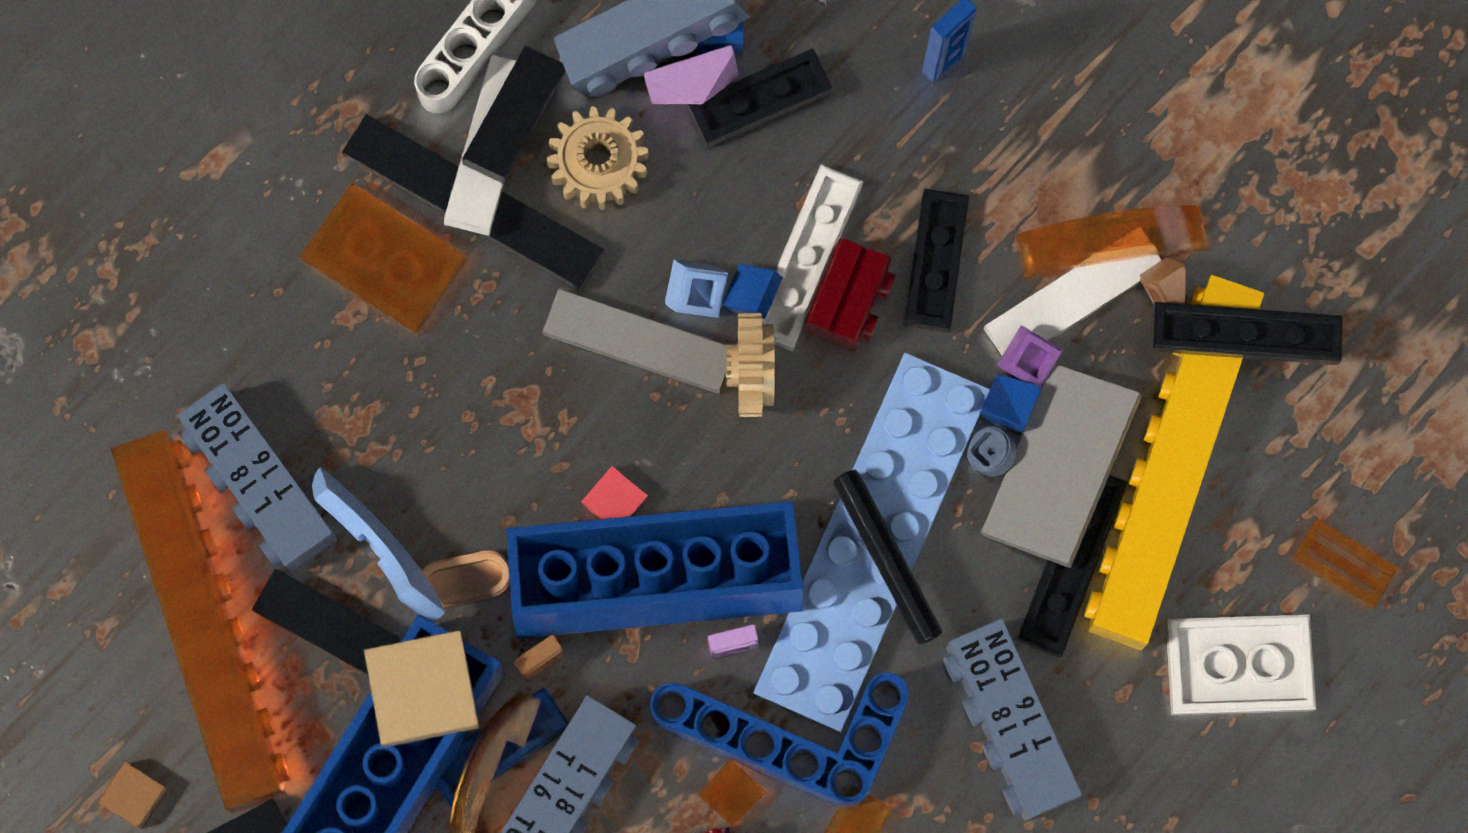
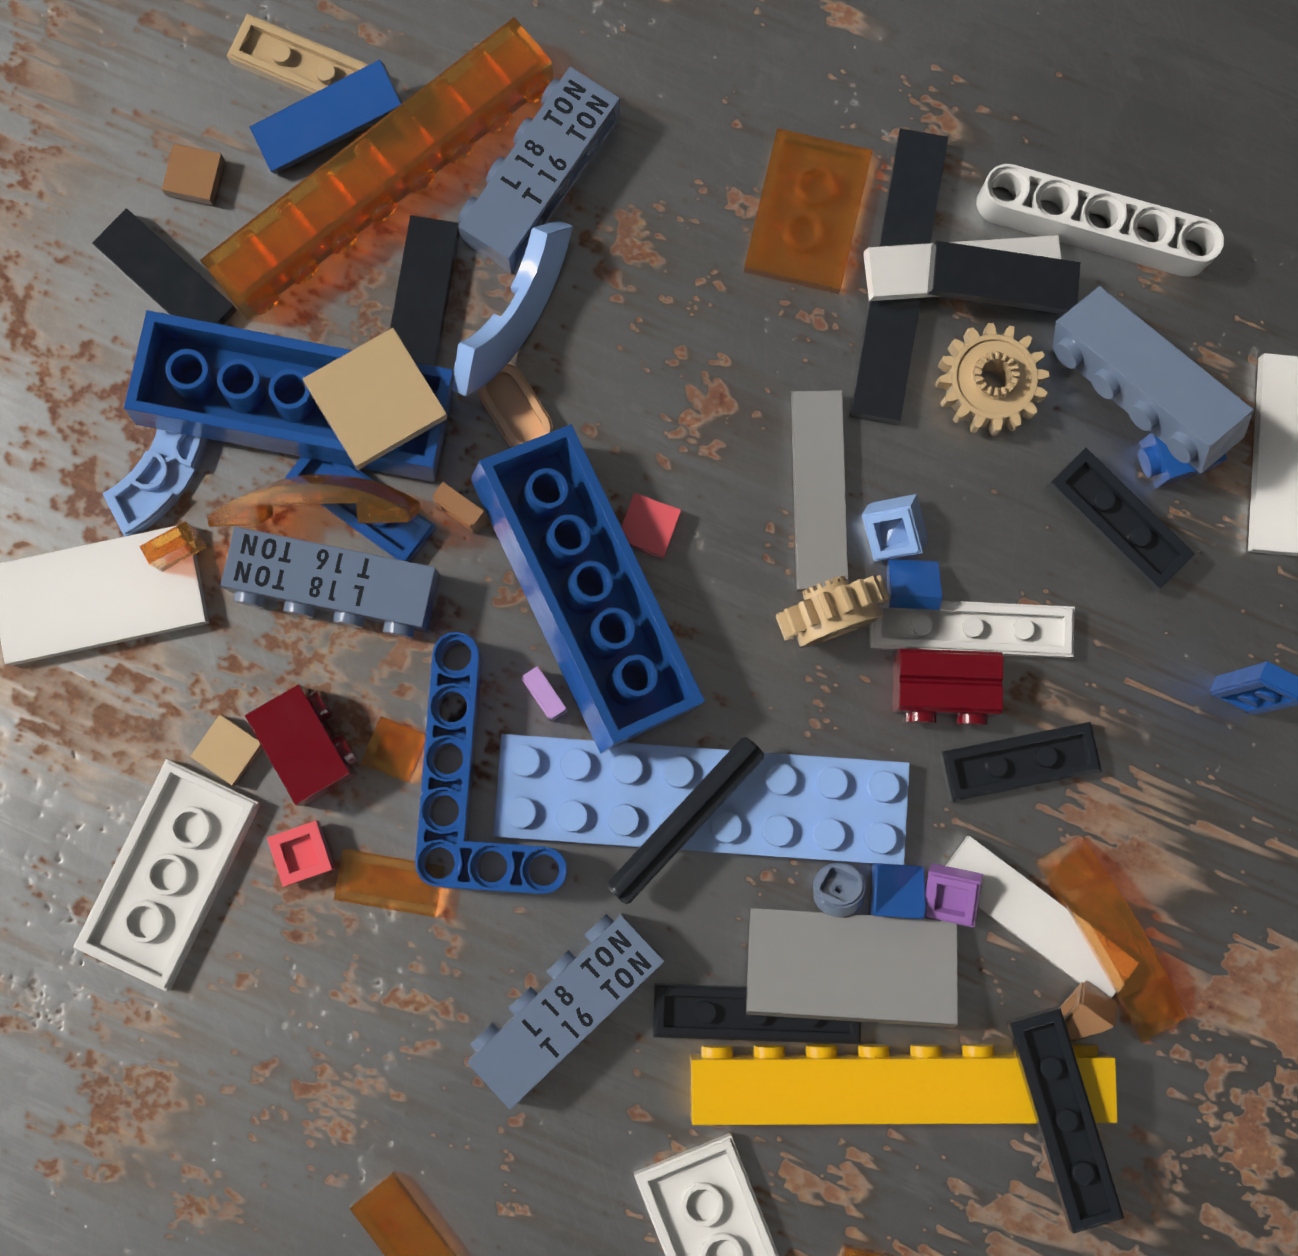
camera: 70 degrees right, 5 degrees up
(69, 658) = (288, 57): none -> tan tile
(130, 652) = (326, 117): none -> blue tile
(692, 79) = (1113, 443): lavender slope -> none

